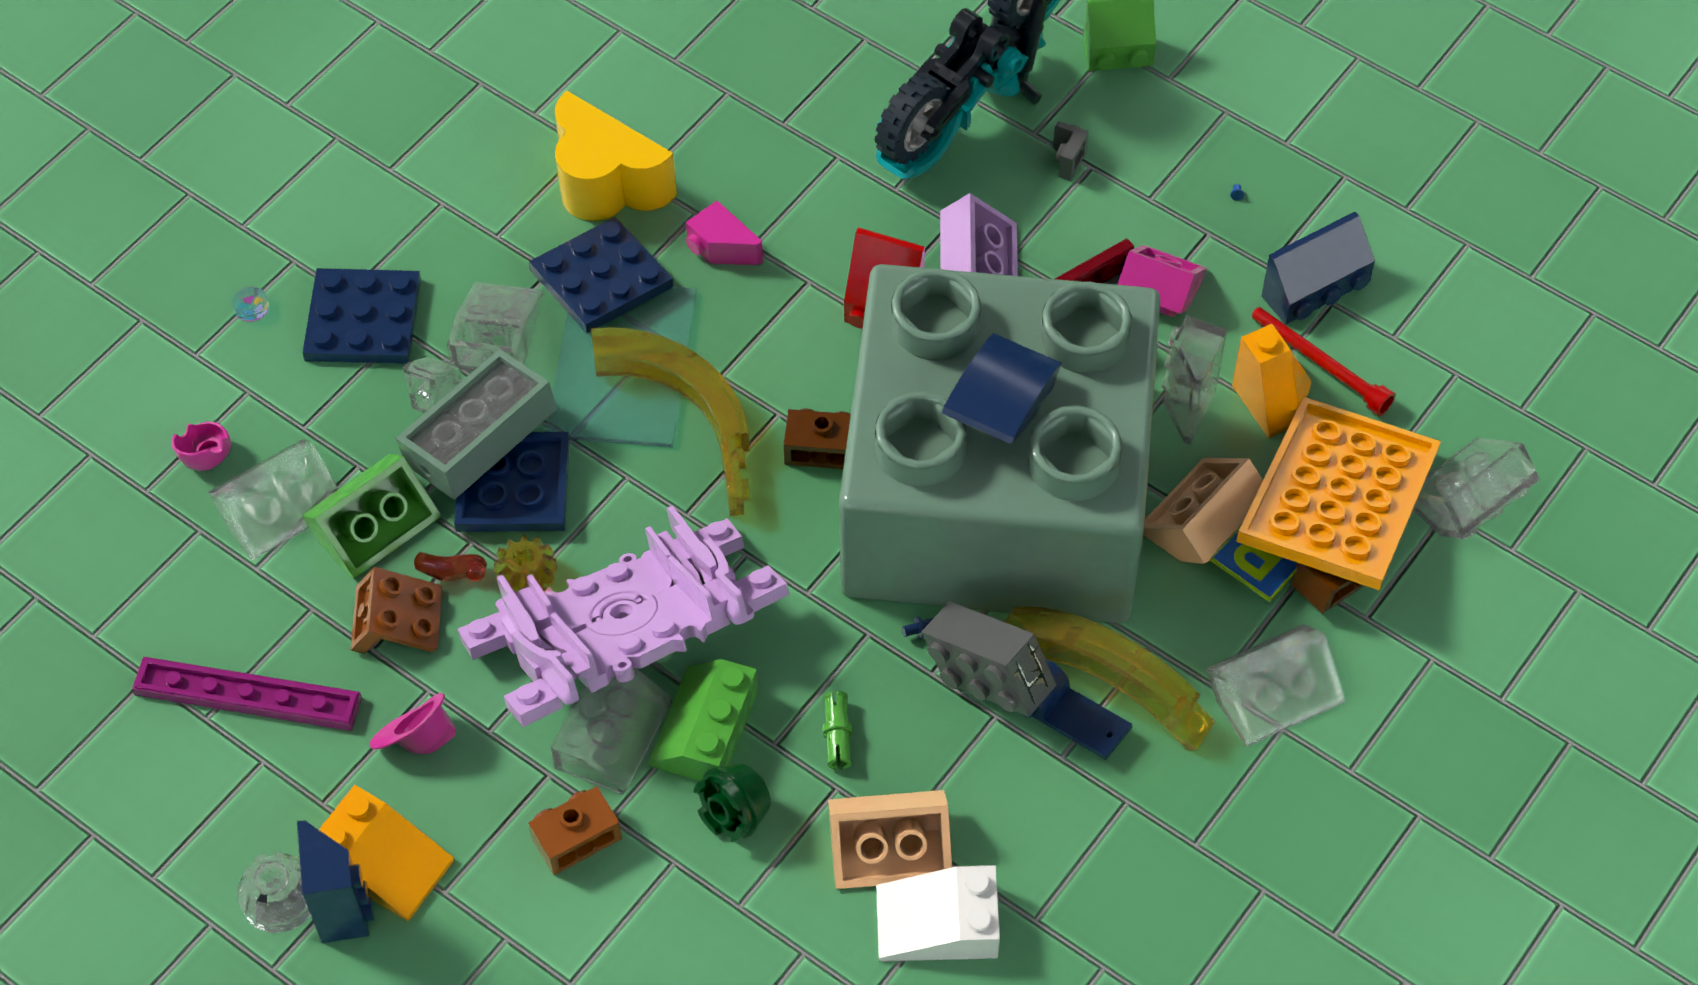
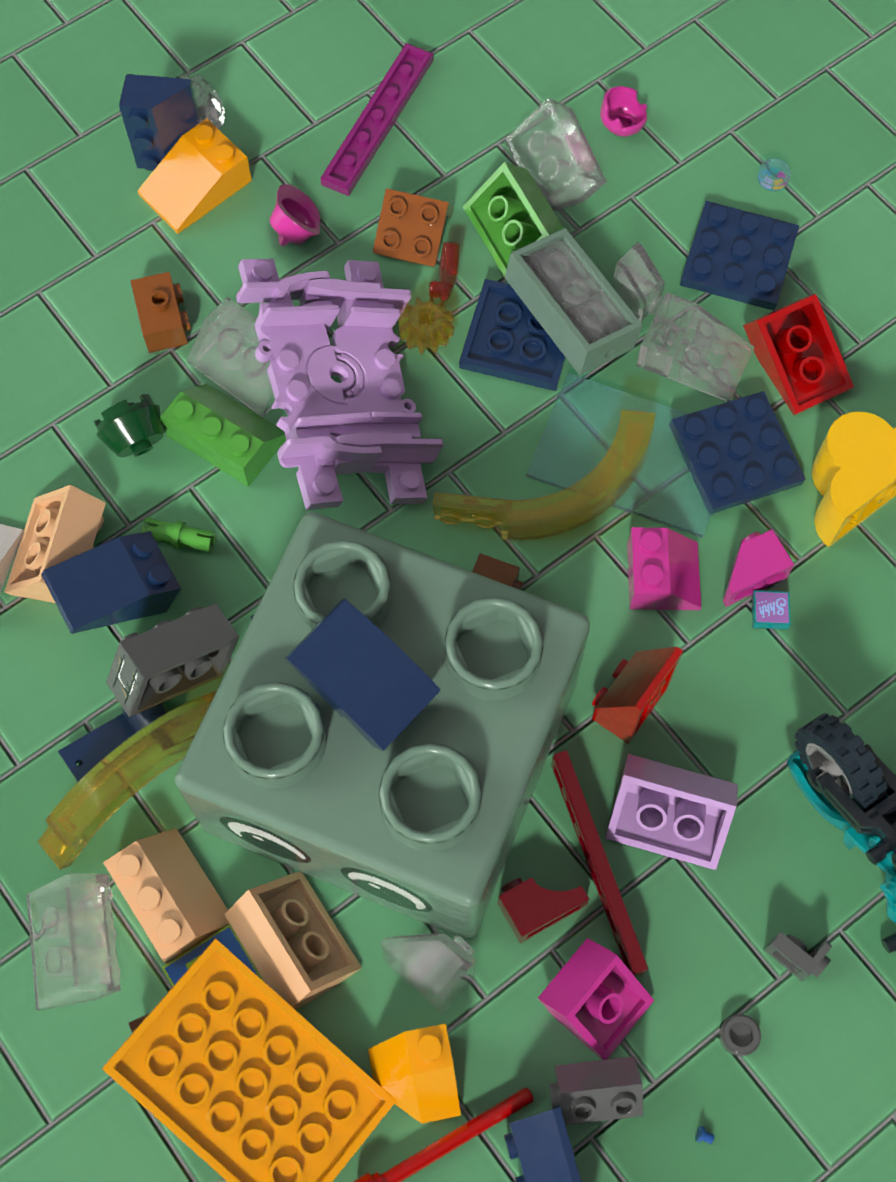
camera: 105 degrees right, 10 degrees up
(473, 243) = (799, 354): none -> red slope
(749, 312) = (662, 570): none -> dark pink slope
(760, 221) = (771, 609): none -> tile
(920, 748) = (112, 583): none -> dark blue slope
(1148, 182) = (740, 1035): none -> dark grey tile
(1204, 619) = (168, 893): none -> light nougat slope
(1235, 256) = (597, 1090): none -> dark grey brick

